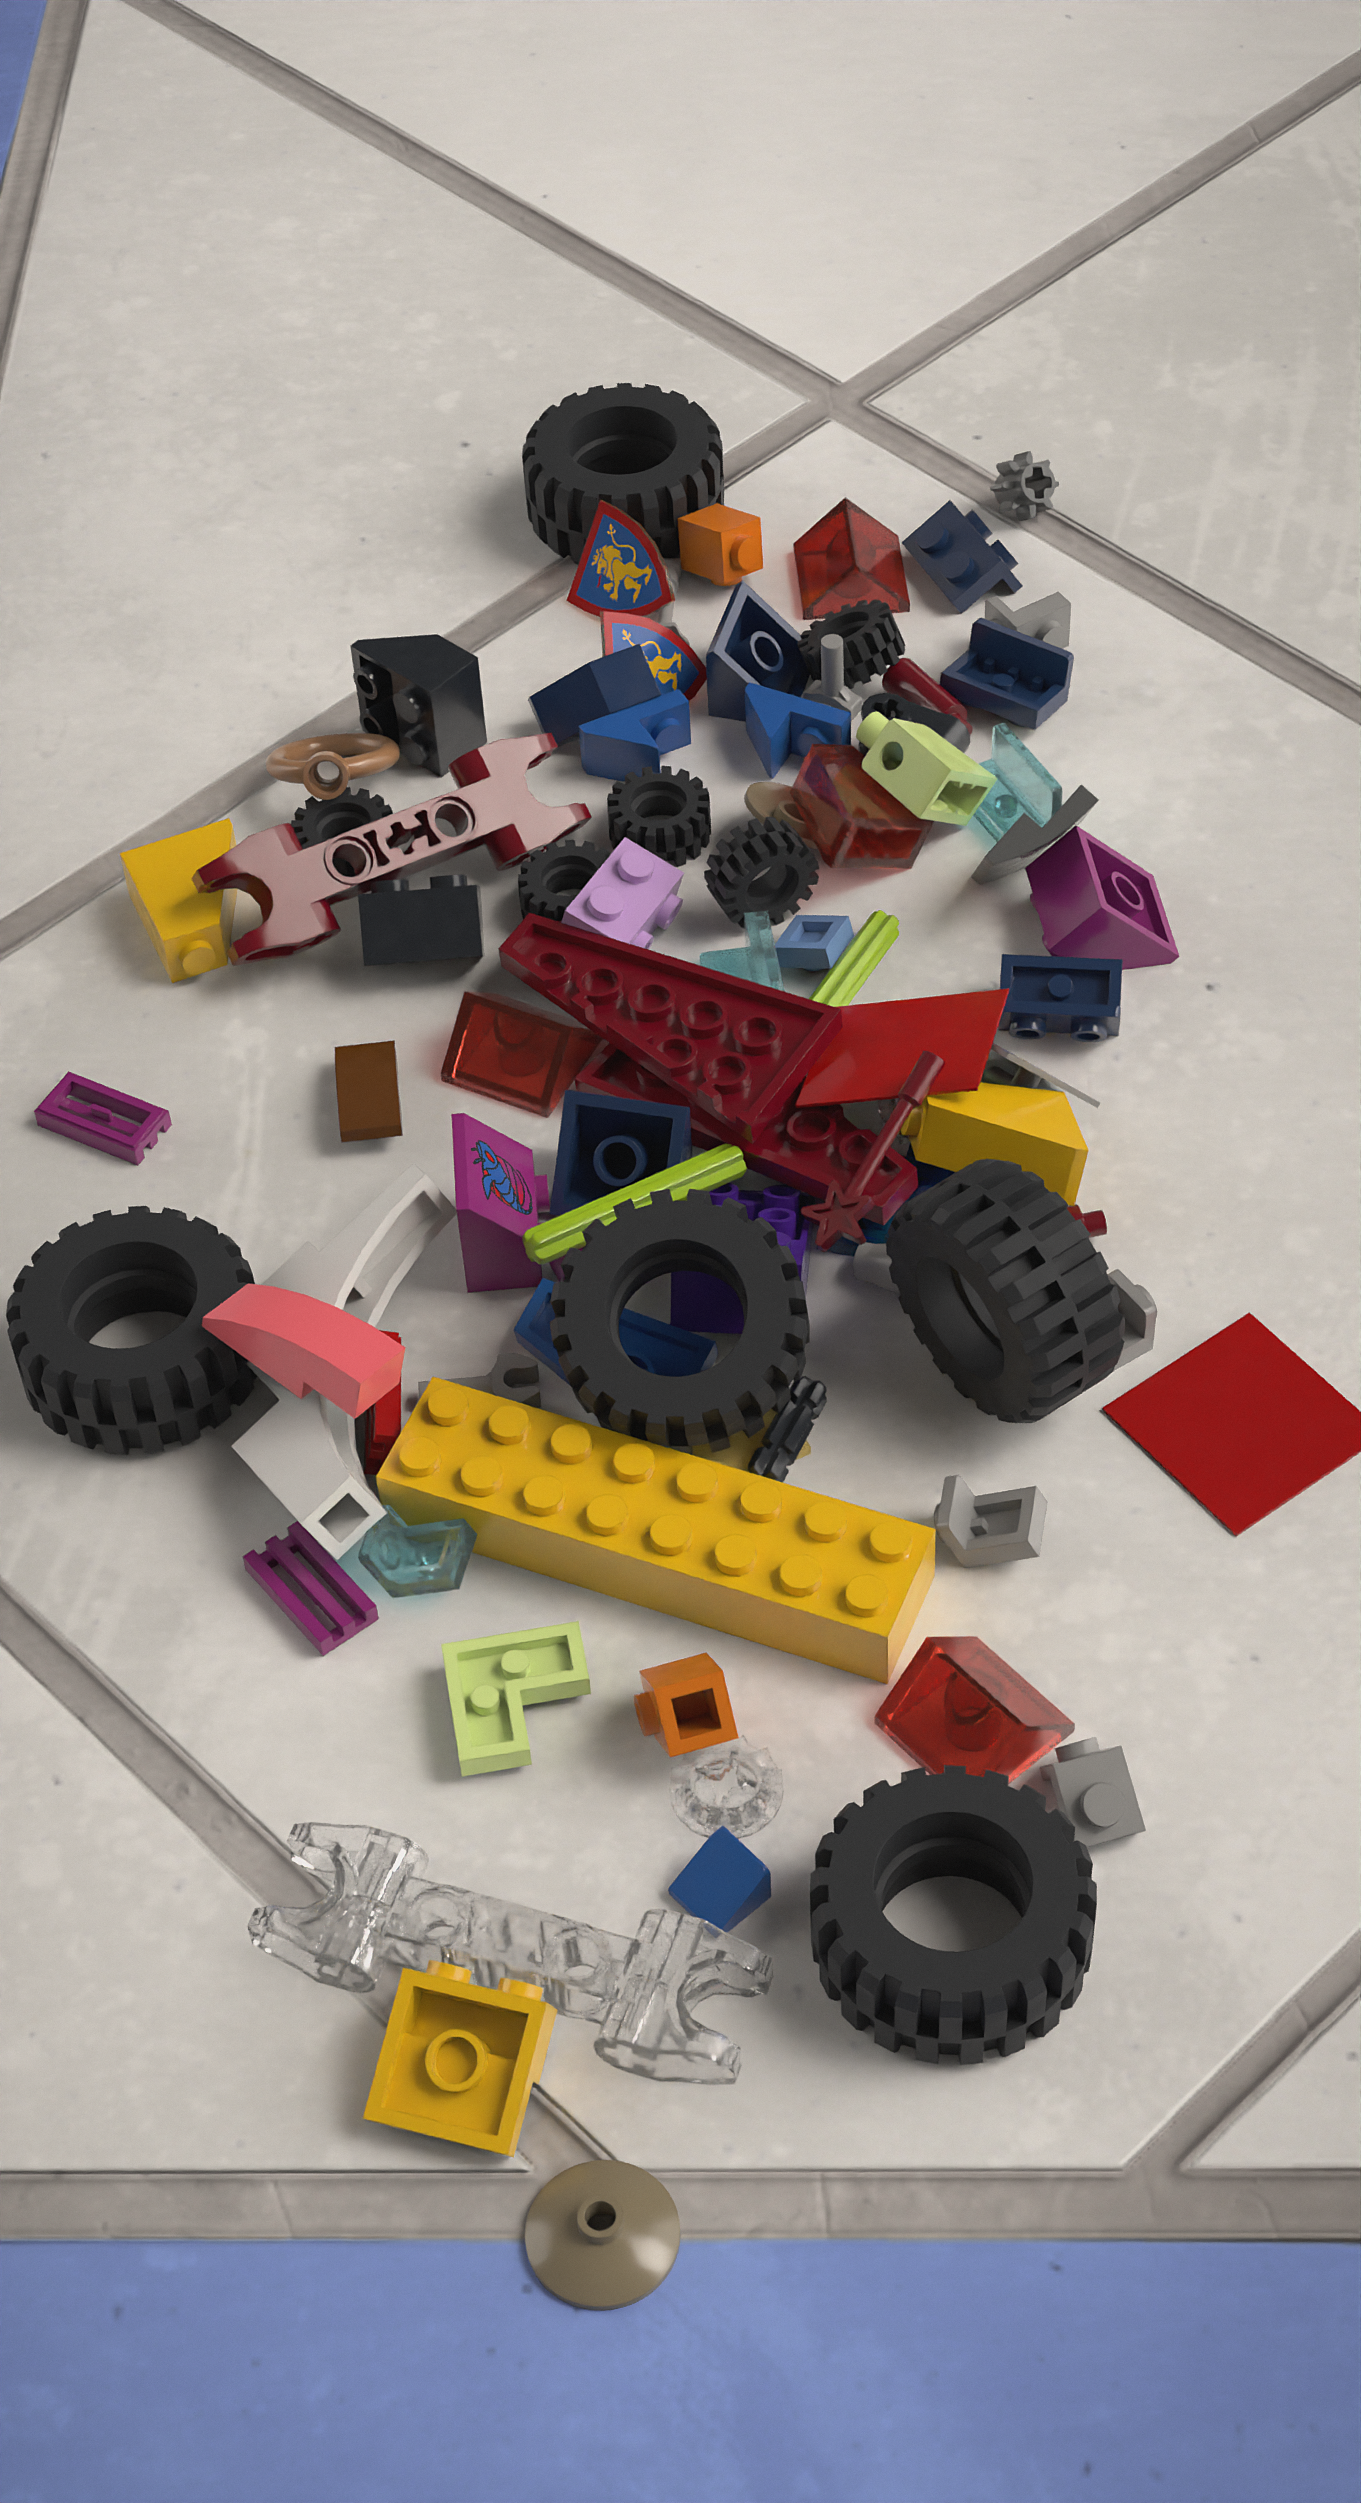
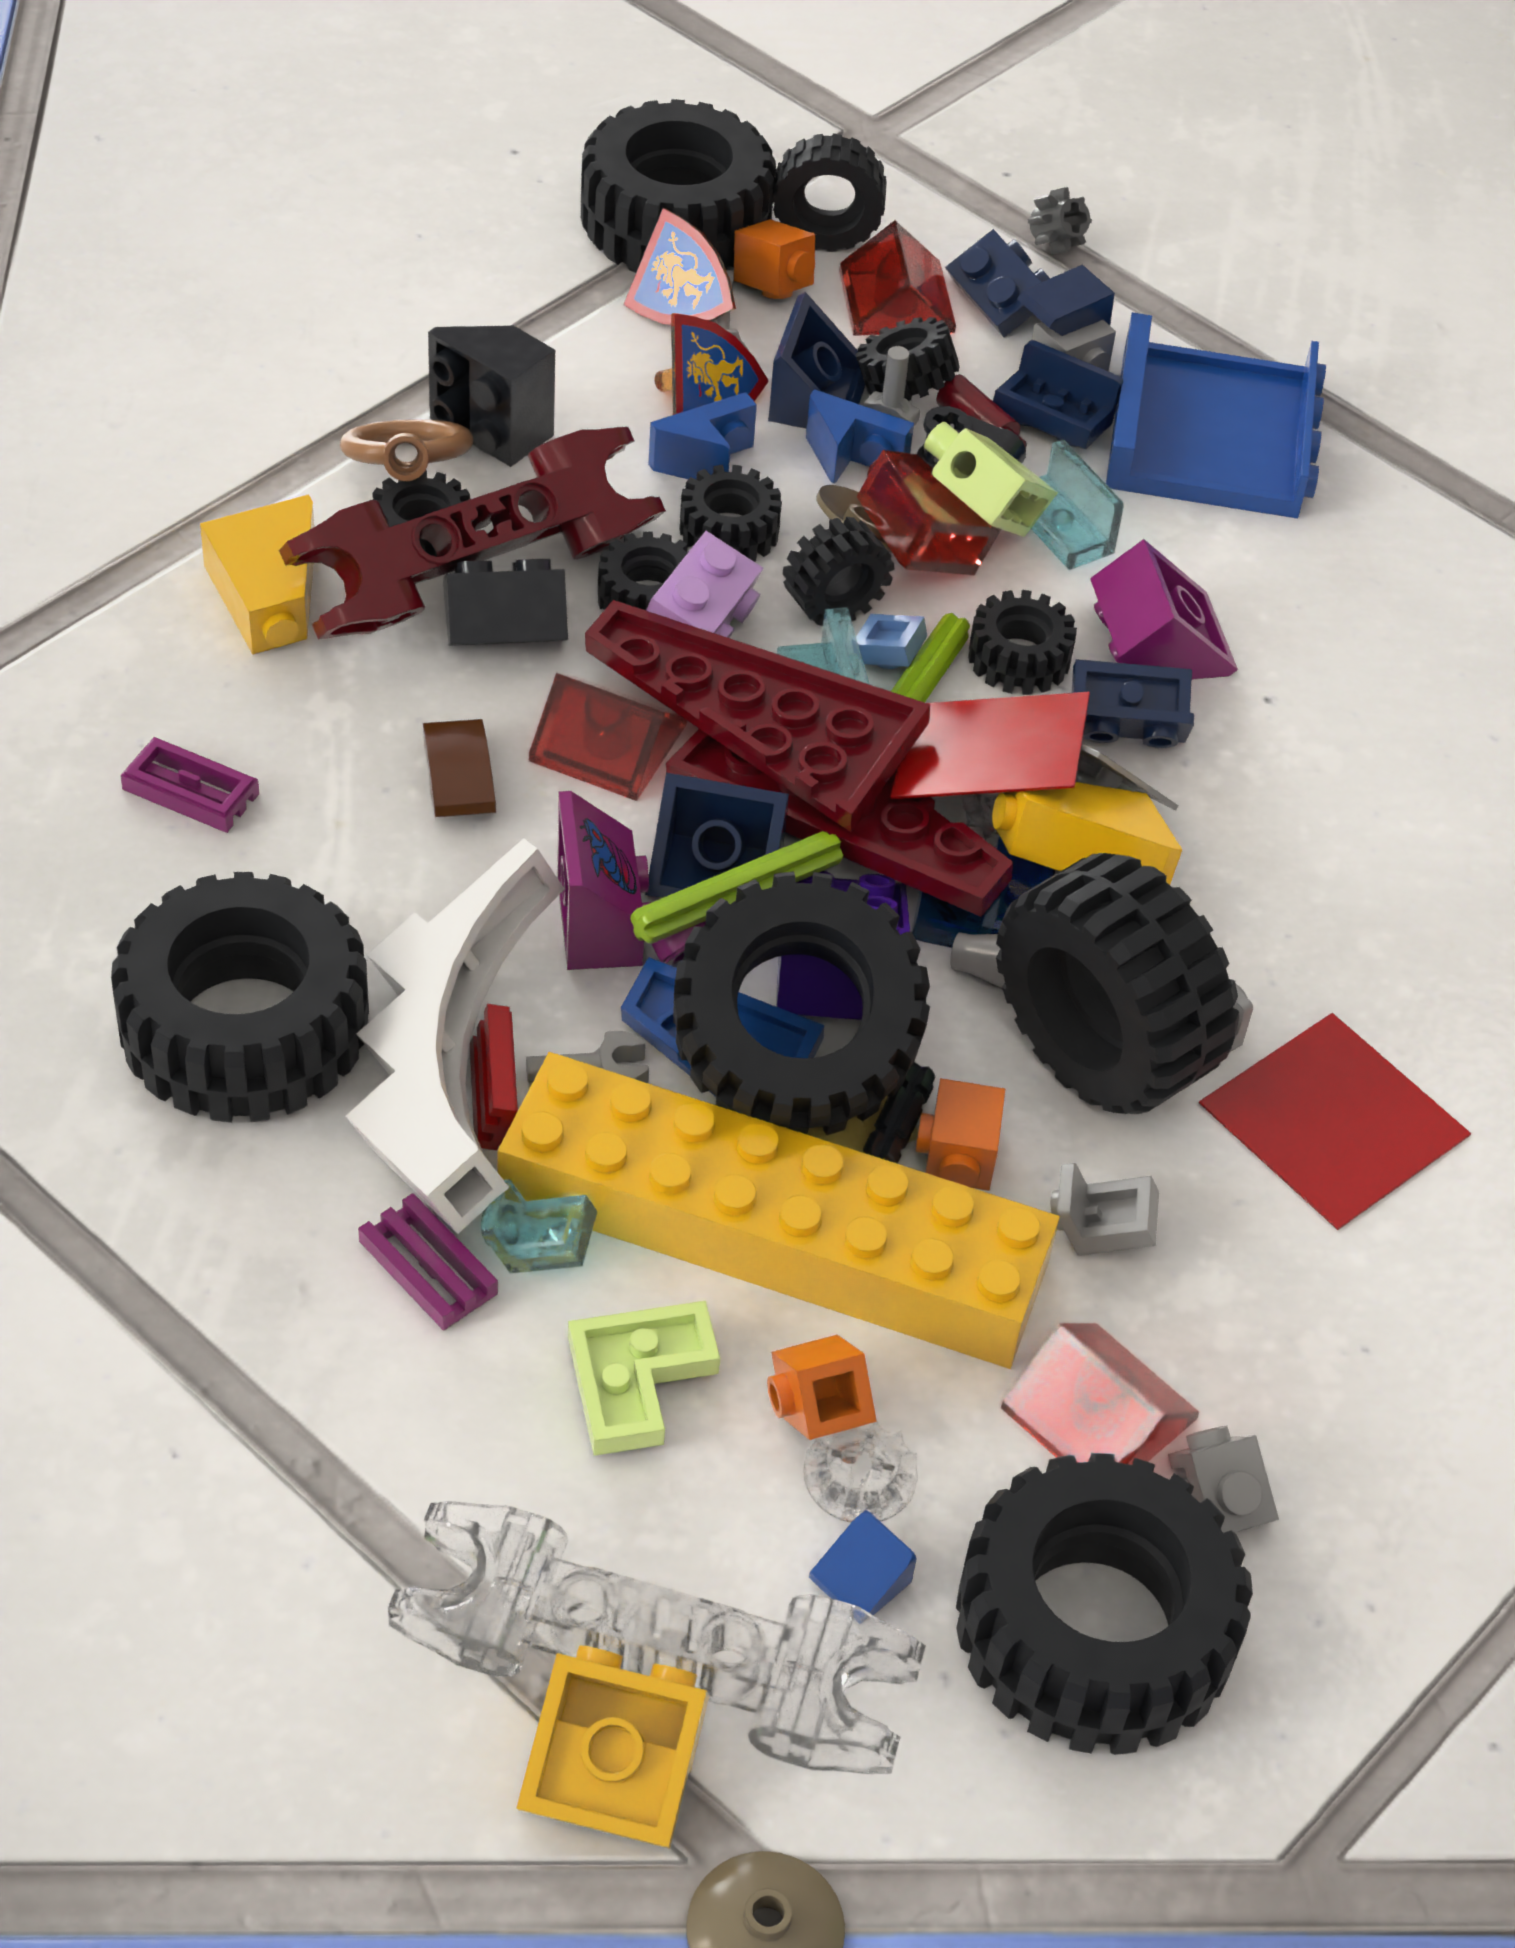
camera: 10 degrees left, 0 degrees up
(309, 1345) = (429, 1016): coral slope -> none
(593, 692) = (663, 391): dark blue slope -> none
(788, 437) = (835, 157): none -> black tyre
(843, 1210) = (944, 900): dark red piece -> none
(850, 1448) = (962, 1133): none -> orange brick
(954, 914) = (1016, 663): none -> black tyre
(1021, 574) = (1070, 300): none -> dark blue slope
(1028, 840) = (1100, 548): dark grey slope -> none
(1173, 697) = (1216, 426): none -> blue panel

